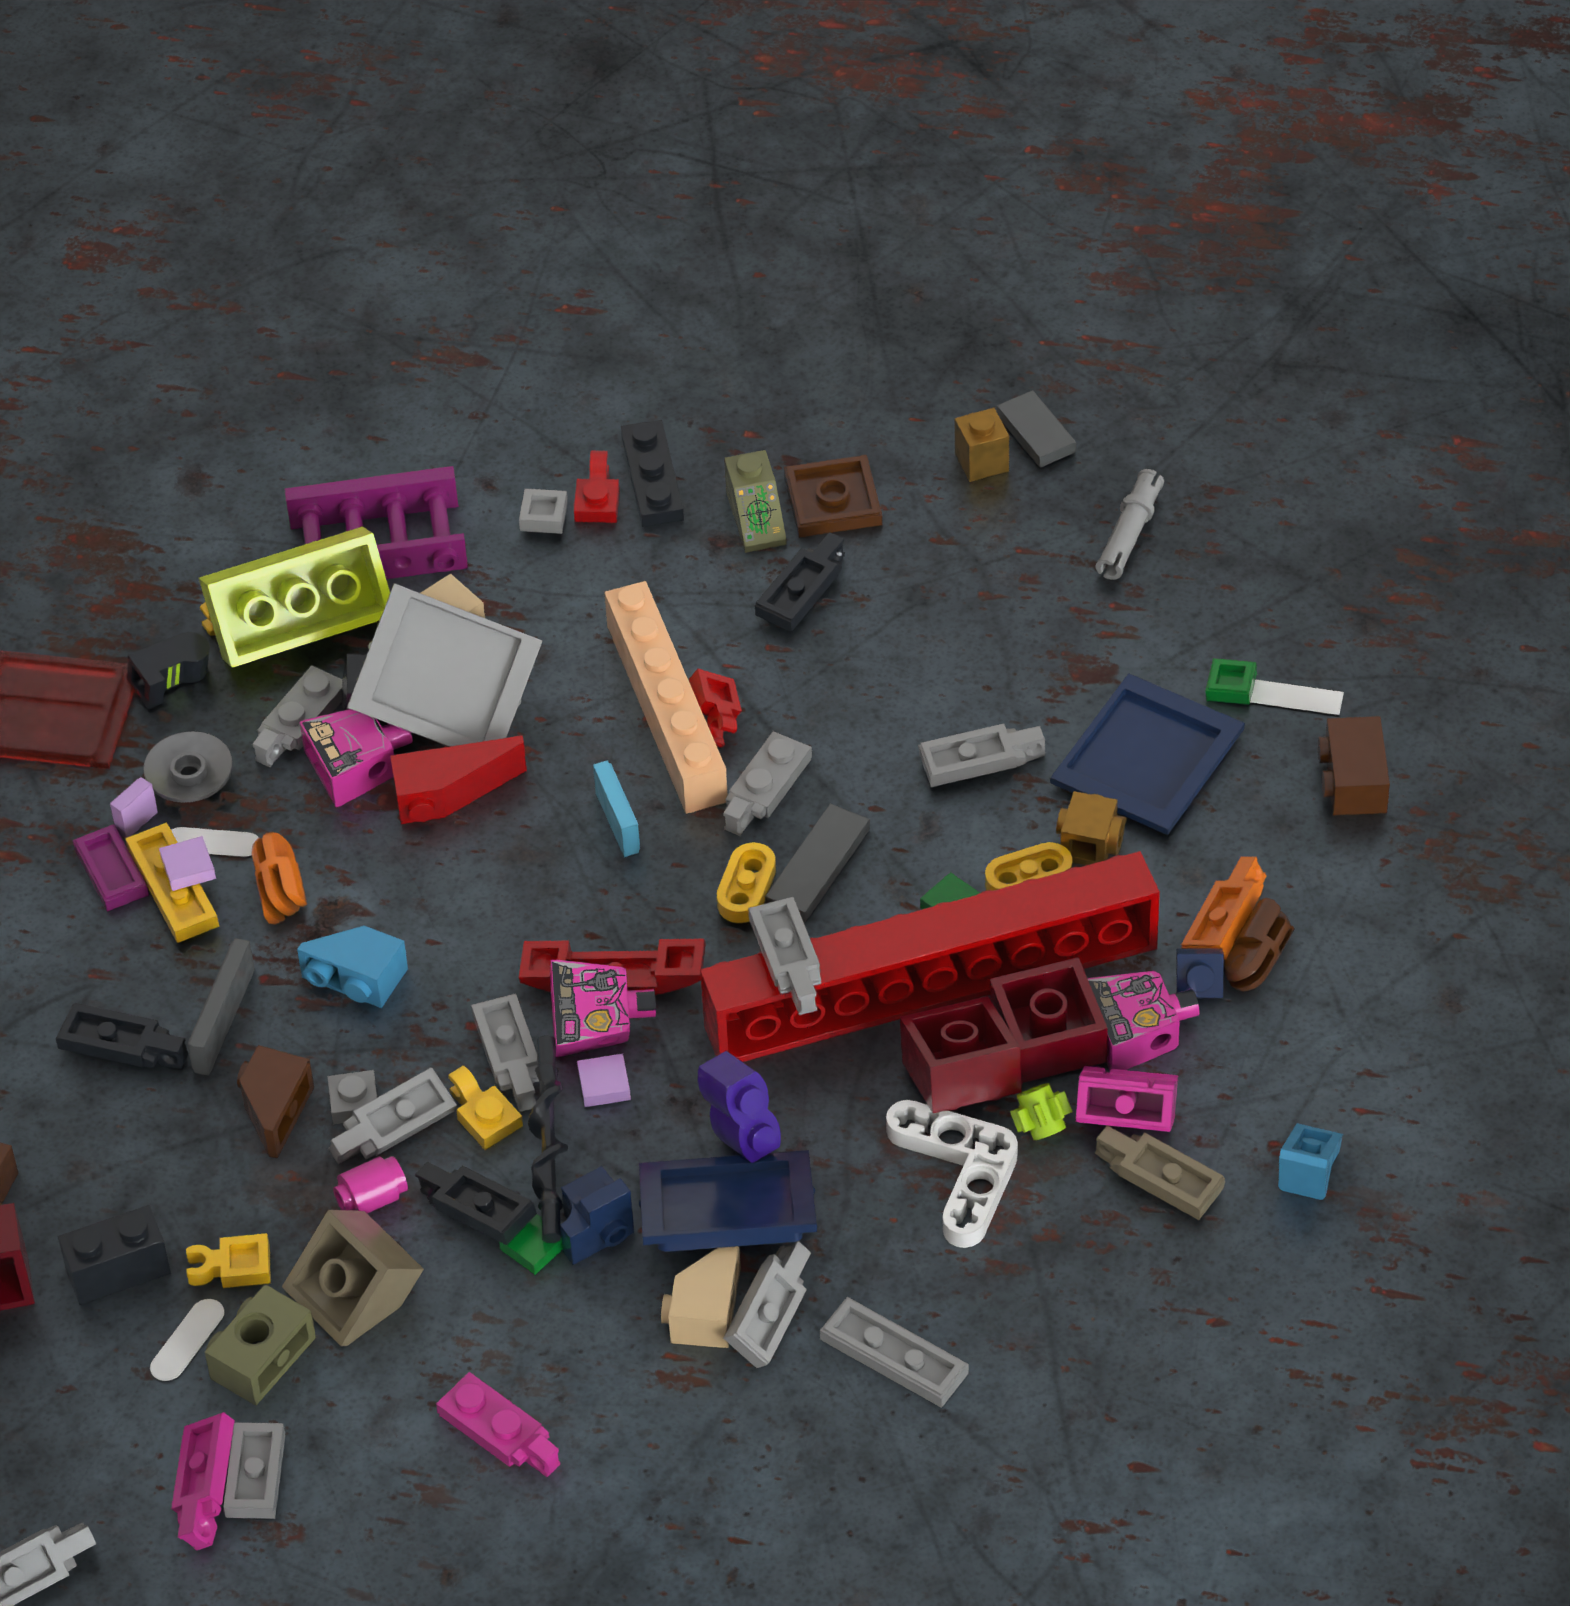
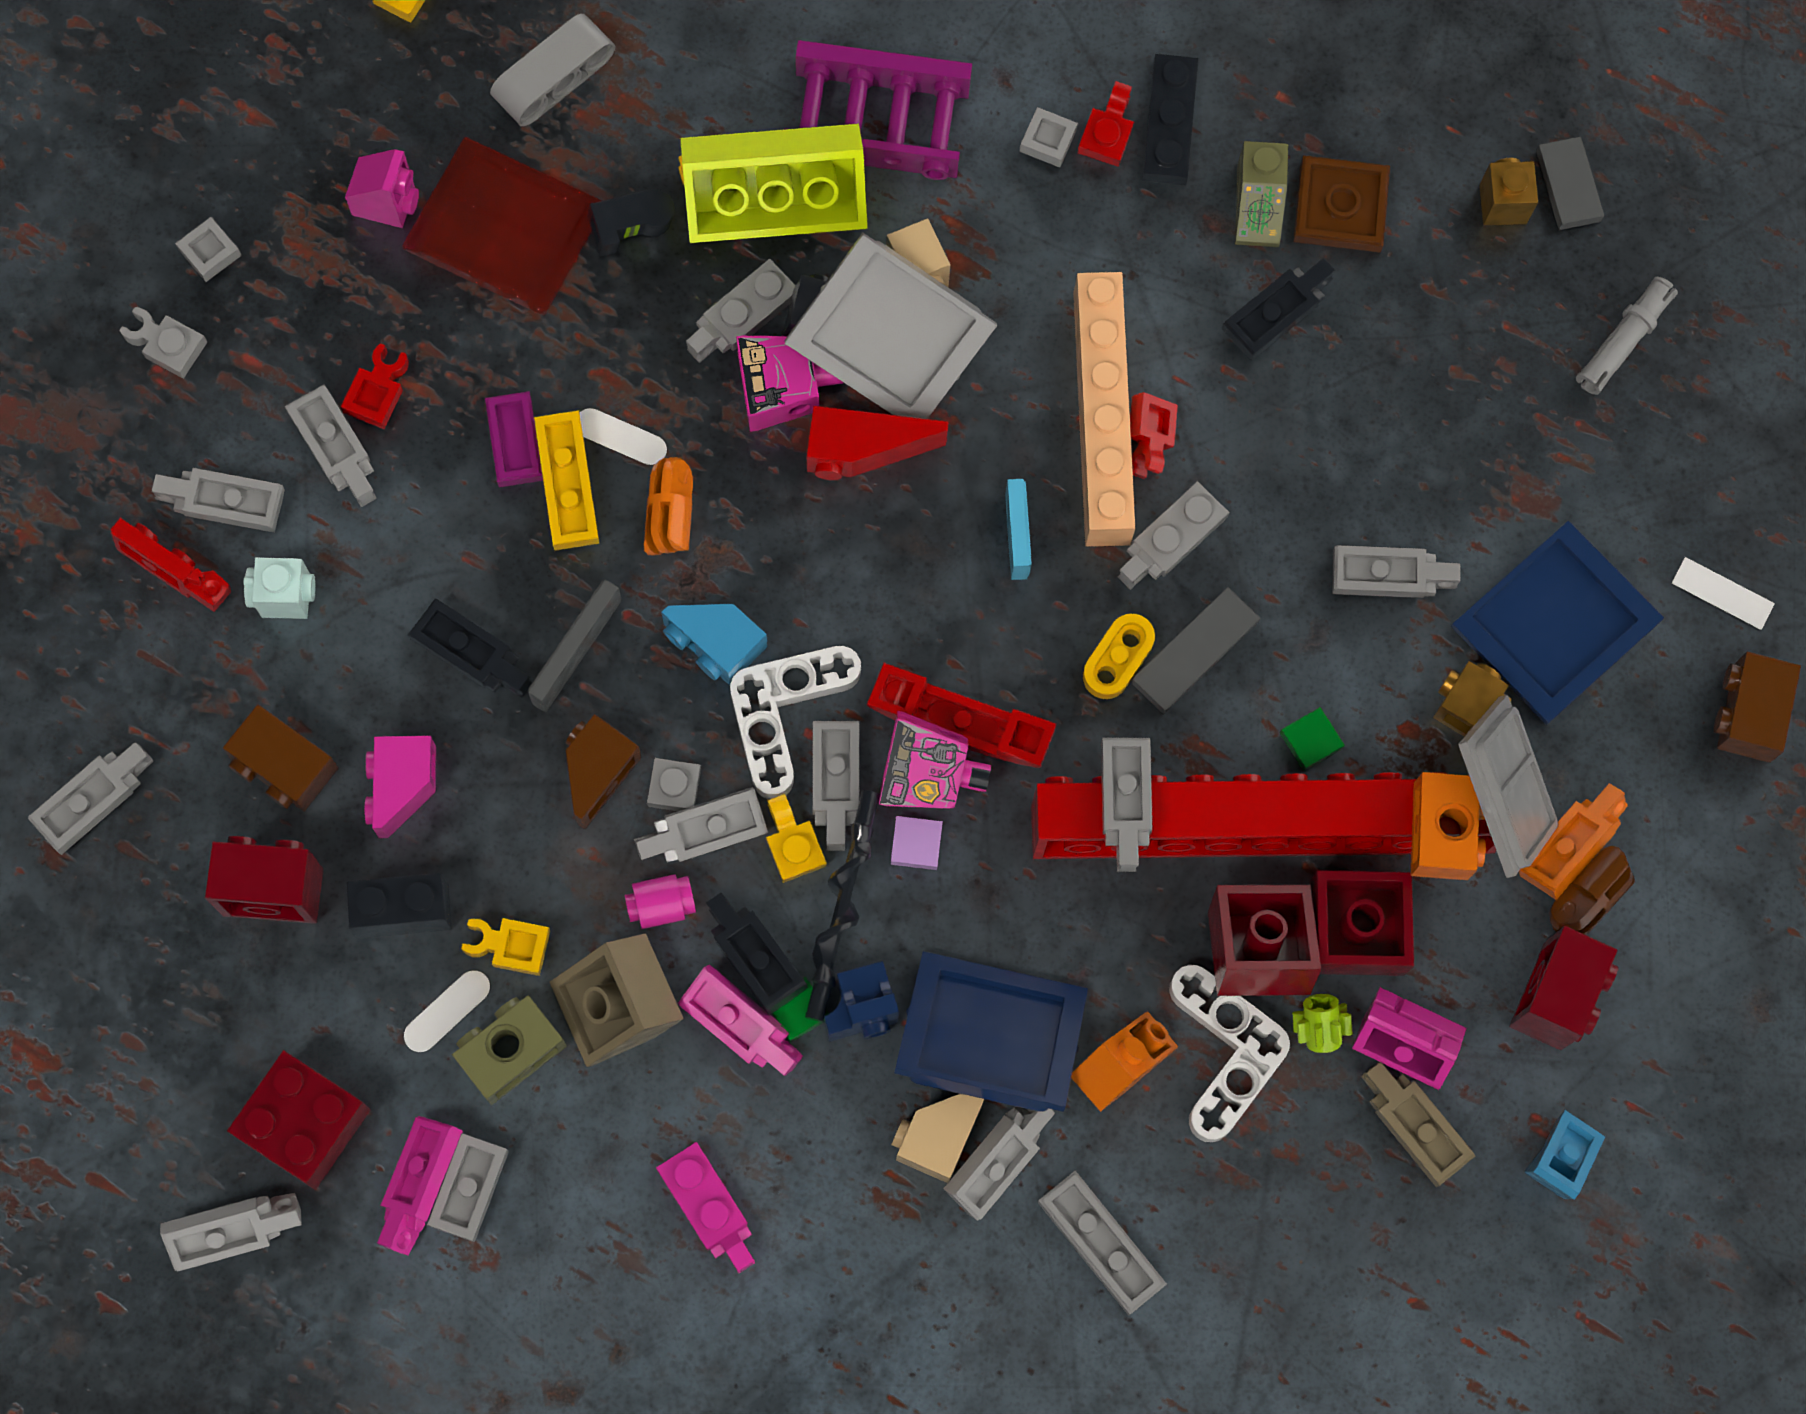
camera: 10 degrees right, 25 degrees up
(58, 575) = (552, 69): none -> light grey beam
(68, 1455) = (299, 1119): none -> dark red brick
(86, 1154) = (402, 780): none -> dark pink slope
(133, 807) = (552, 380): lavender tile -> none
(187, 863) = (584, 471): lavender tile -> none
(188, 766) = (613, 329): flat silver dish -> none
(429, 1000) = (776, 695): none -> white beam
(478, 1262) = (739, 1021): none -> dark pink hinge
(739, 1106) = (1032, 938): dark purple brick -> none
(861, 1192) = (1123, 1060): none -> orange slope
(1027, 864) = (1394, 730): yellow plate -> none
(1093, 893) = (1432, 850): none -> orange brick
(1140, 1016) = (1452, 939): torso -> none
(1142, 856) = (1509, 786): none -> light grey piece
(1200, 971) = (1525, 907): dark blue plate -> none
(1231, 681) = (1667, 559): green tile -> none
(1258, 1017) = (1565, 988): none -> dark red brick

